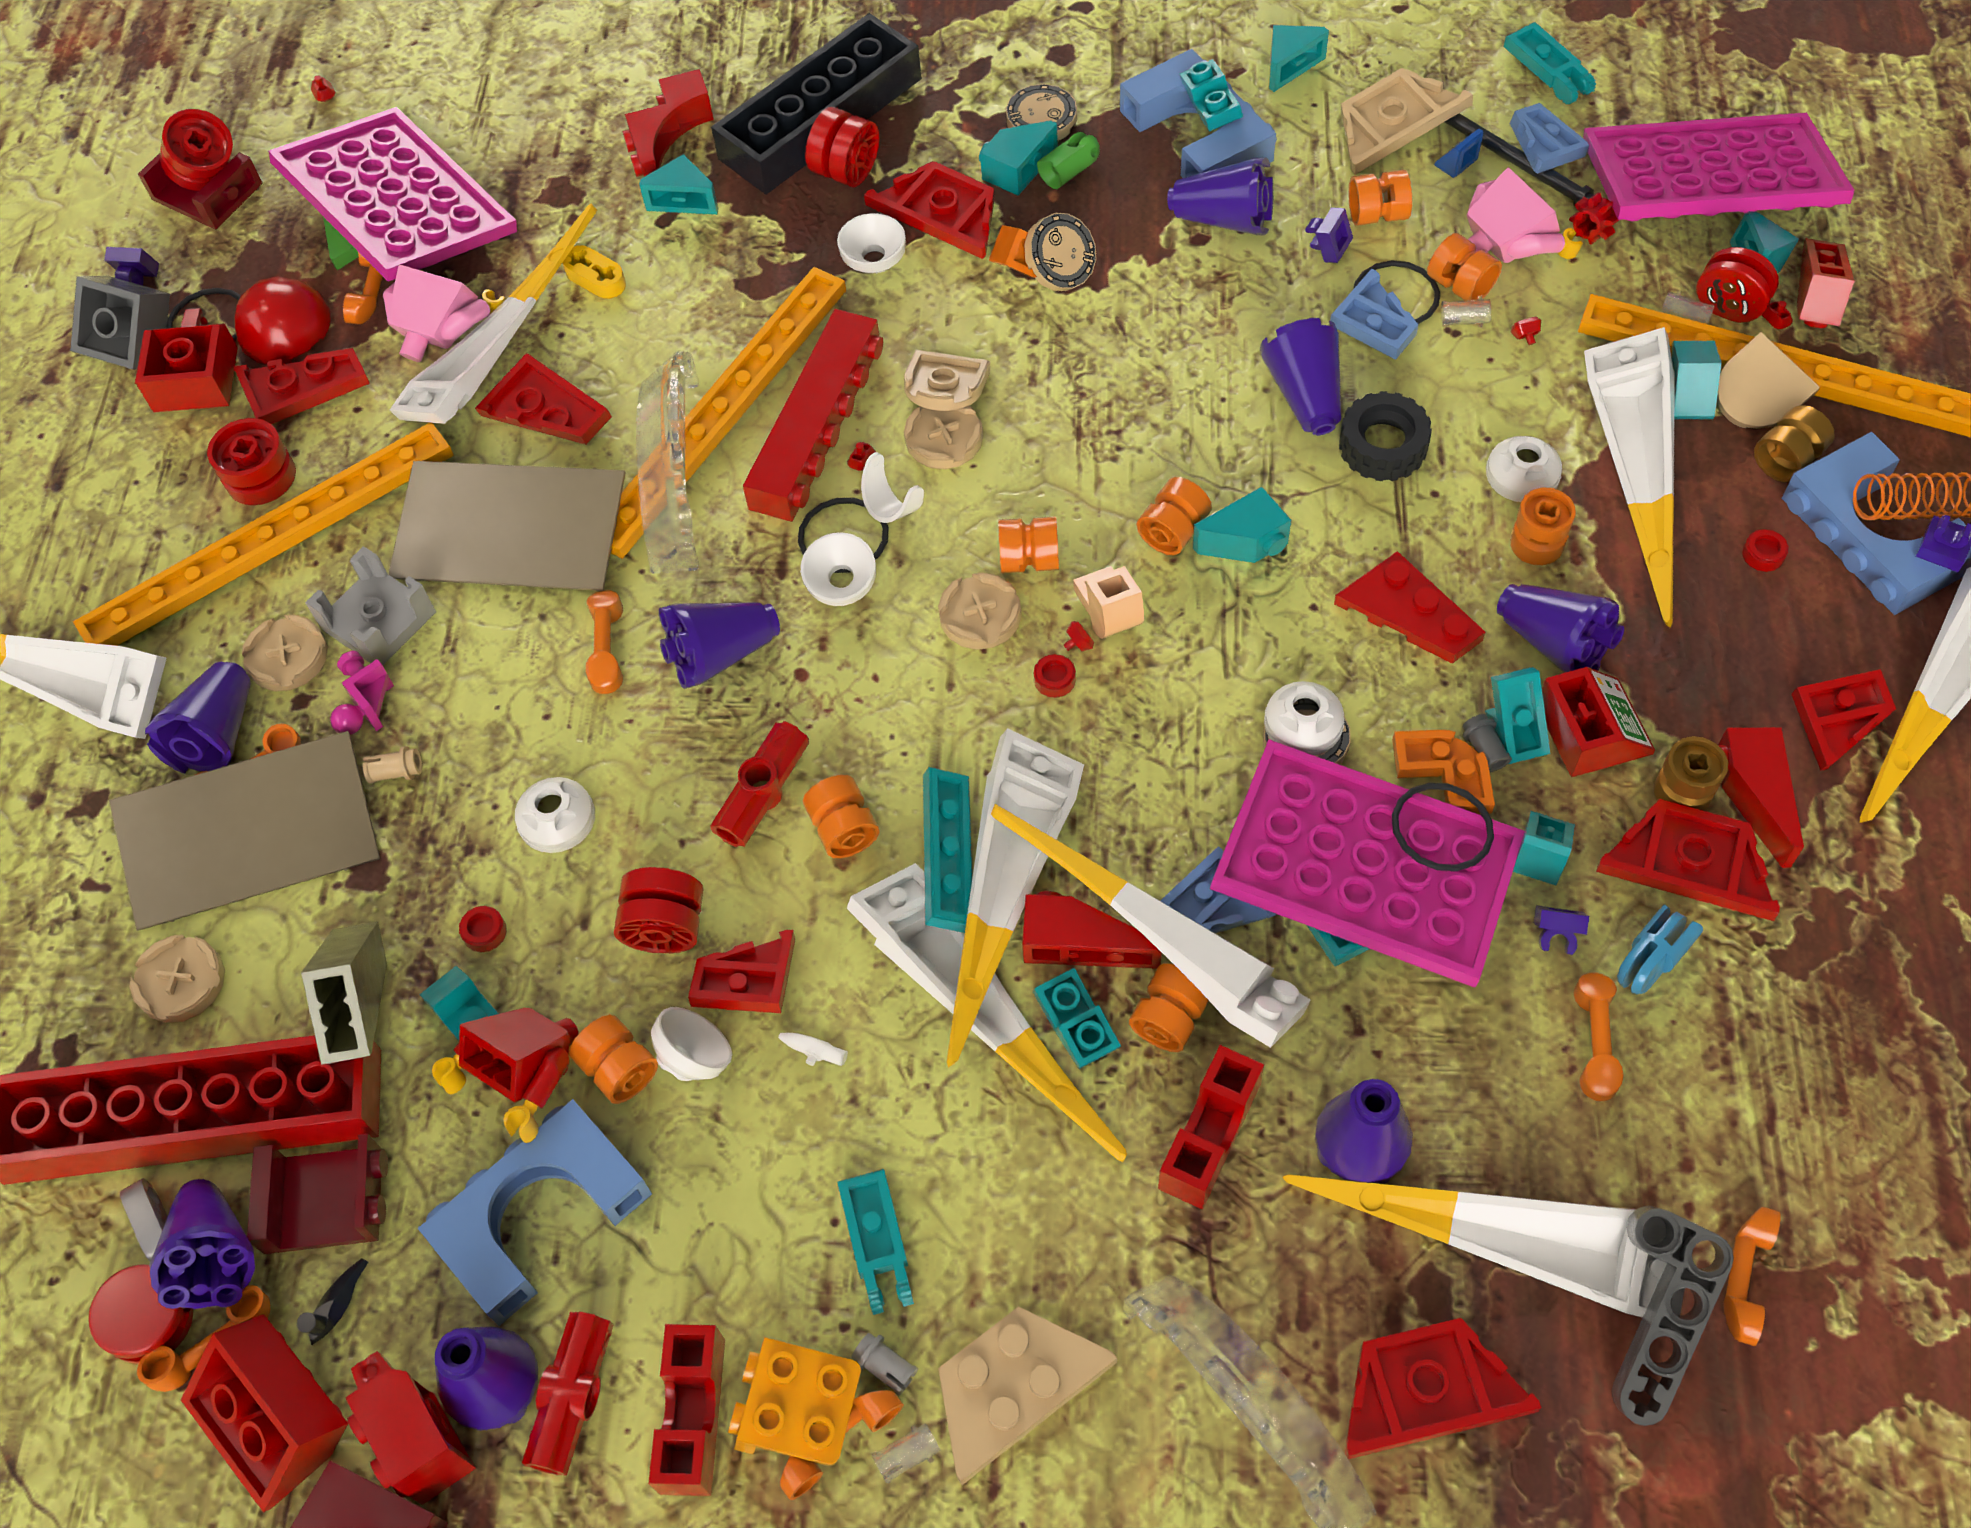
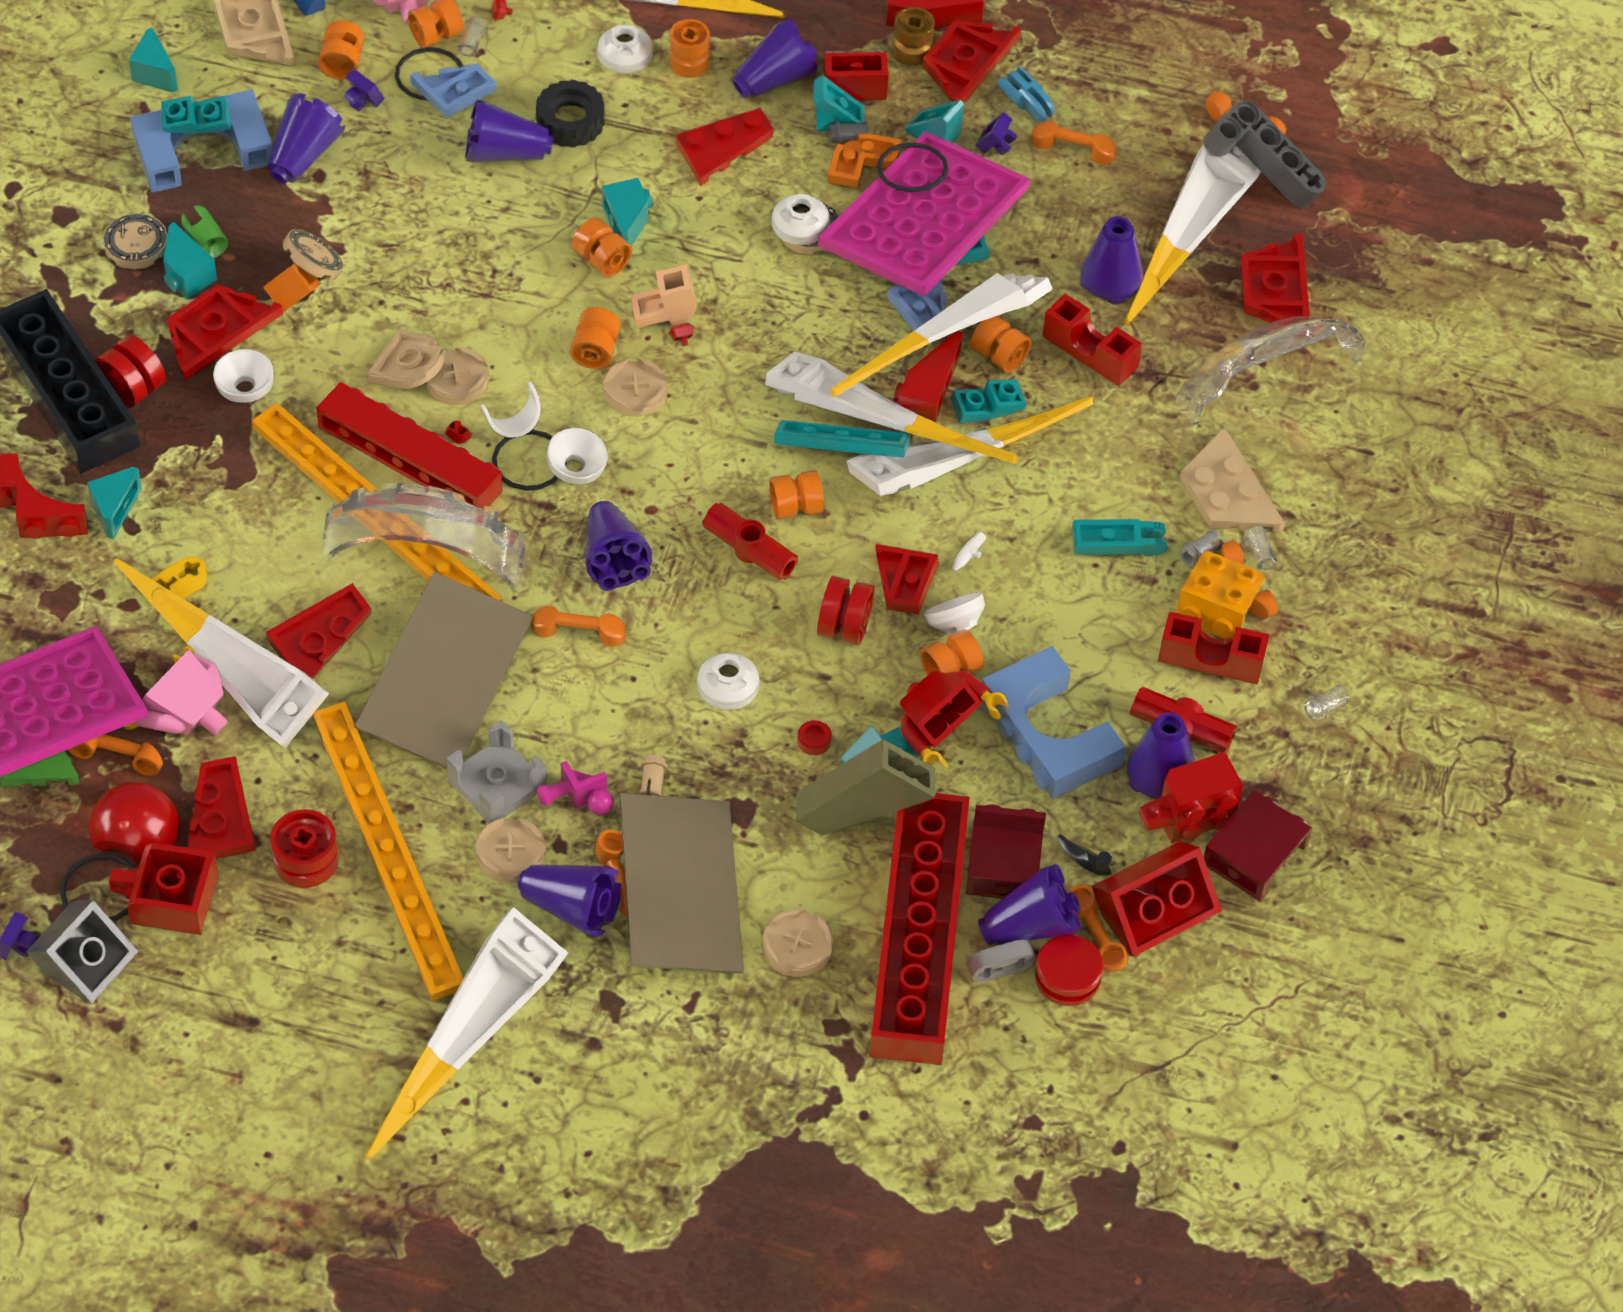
camera: 85 degrees left, 5 degrees down
(1054, 675) = (709, 355): red tile -> none

